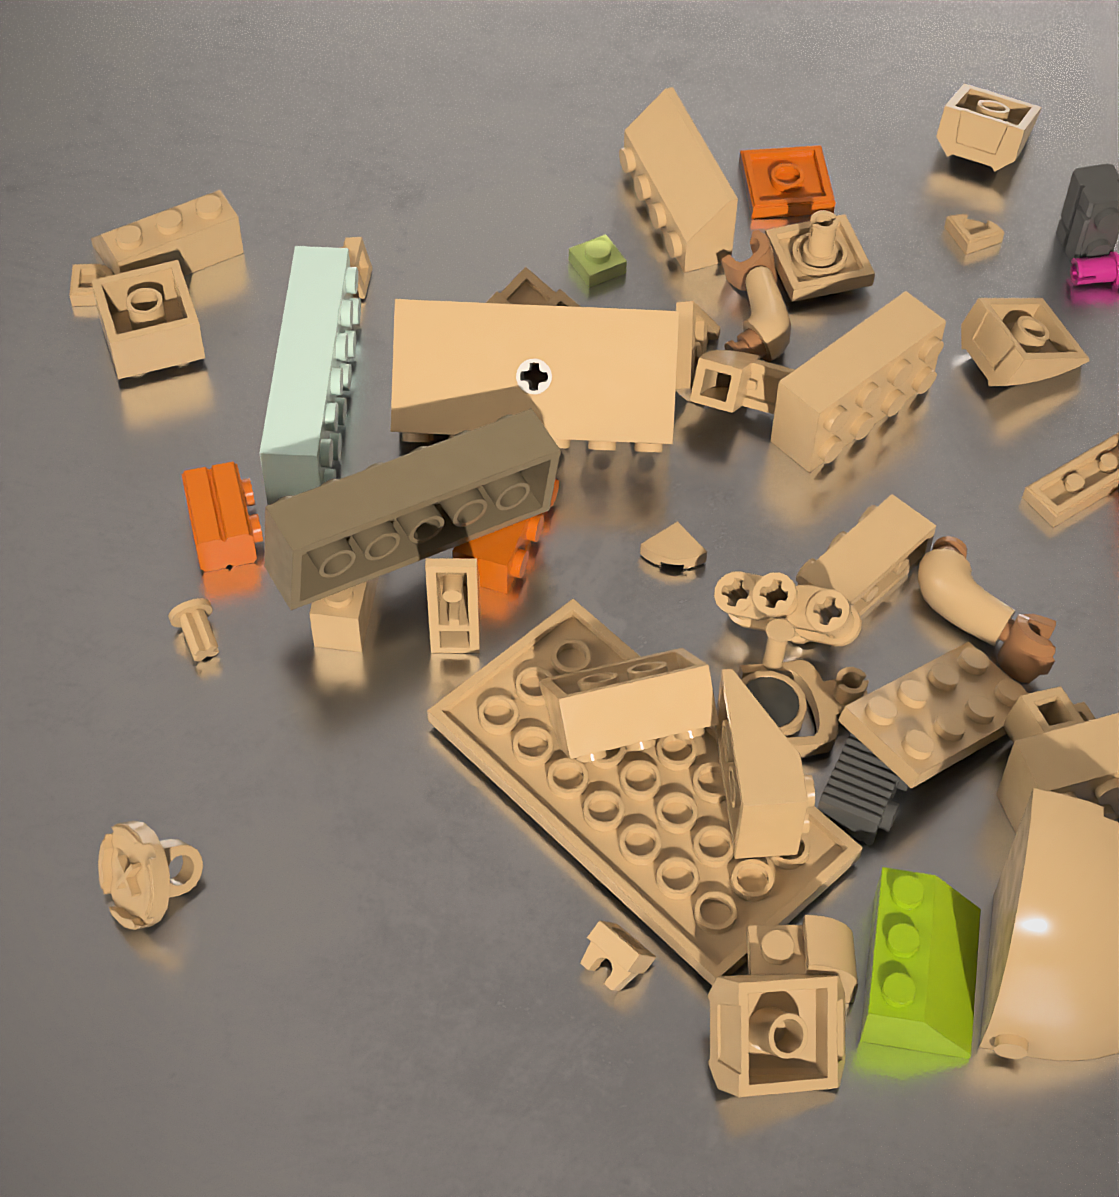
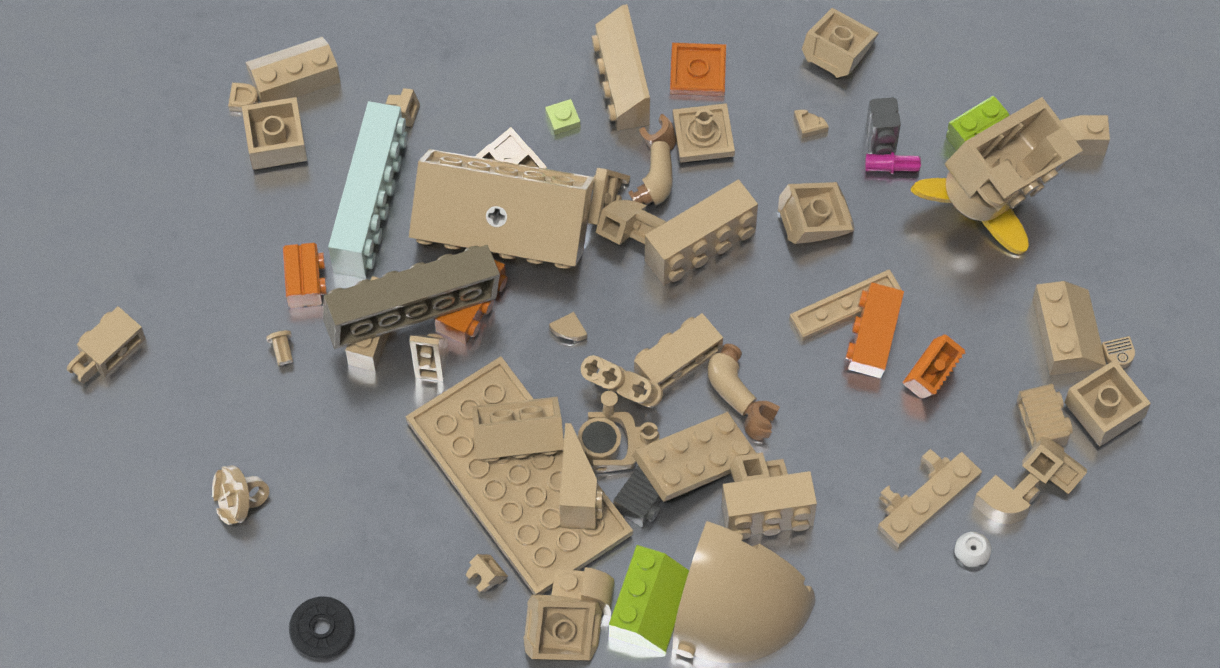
camera: 10 degrees right, 10 degrees up
(337, 1126) = (321, 609): none -> black wheel

